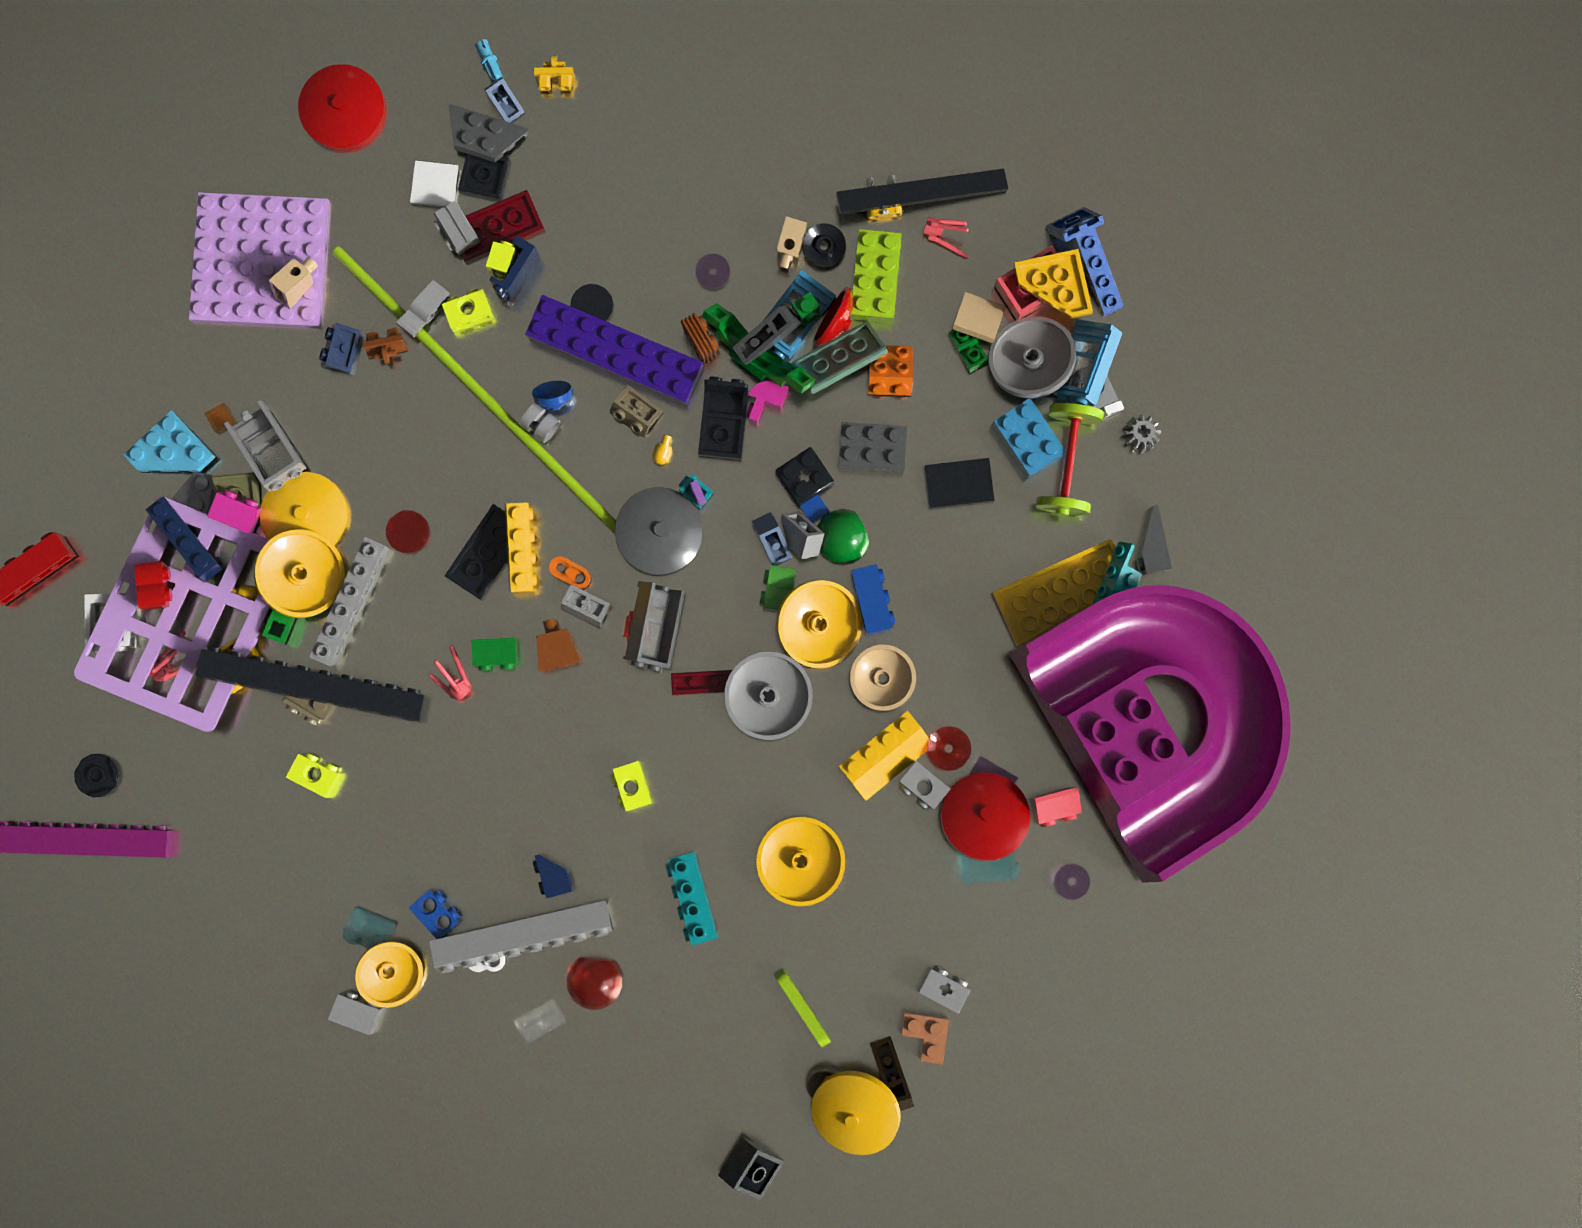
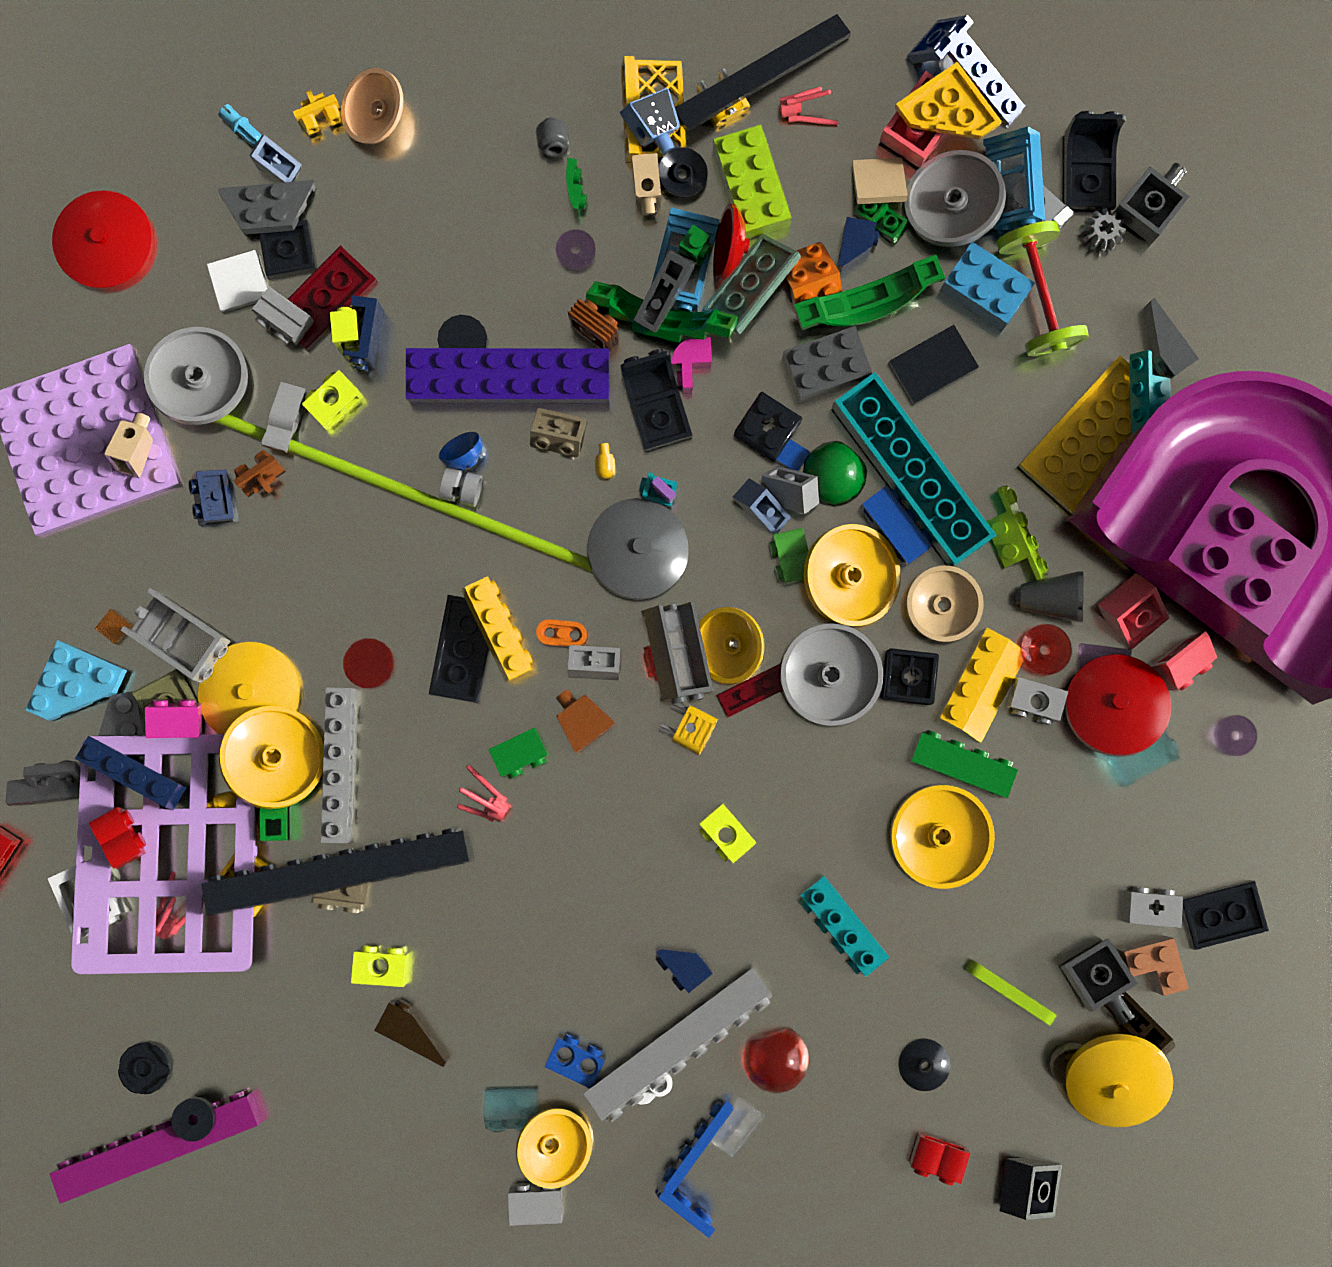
camera: 20 degrees left, 0 degrees up
(109, 825) = (193, 1131): none -> black piece
(115, 519) = (46, 783): none -> flat silver bracket
(315, 833) = (408, 1030): none -> dark brown slope
(368, 246) = (195, 375): none -> light grey dish
(468, 1059) = (688, 1157): none -> blue bracket
(598, 89) = (372, 106): none -> light nougat dish
(640, 693) = (693, 730): none -> yellow piece
(688, 1114) = (939, 1159): none -> red brick
(693, 626) = (718, 633): none -> yellow dish
(709, 1024) = (917, 1053): none -> black dish
(731, 225) = (575, 191): none -> green slope
(732, 173) = (552, 137): none -> dark grey head
(808, 172) = (631, 92): none -> yellow fence
(817, 194) = (653, 119): none -> torso
(843, 812) = (963, 765): none -> green brick
(844, 719) = (923, 666): none -> black brick
(887, 1034) = (1115, 979): none -> dark grey brick
(904, 560) = (913, 469): none -> teal brick
(929, 411) = (872, 299): none -> green piece
(938, 359) = (856, 242): none -> dark blue slope
(962, 647) = (1013, 538): none -> lime bracket
(973, 709) = (1054, 596): none -> dark grey cone
(999, 1020) = (1224, 915): none -> black tile
(1033, 747) = (1134, 610): none -> coral slope
(1156, 373) = (1091, 160): none -> black bracket
(1200, 421) = (1161, 194): none -> dark grey brick

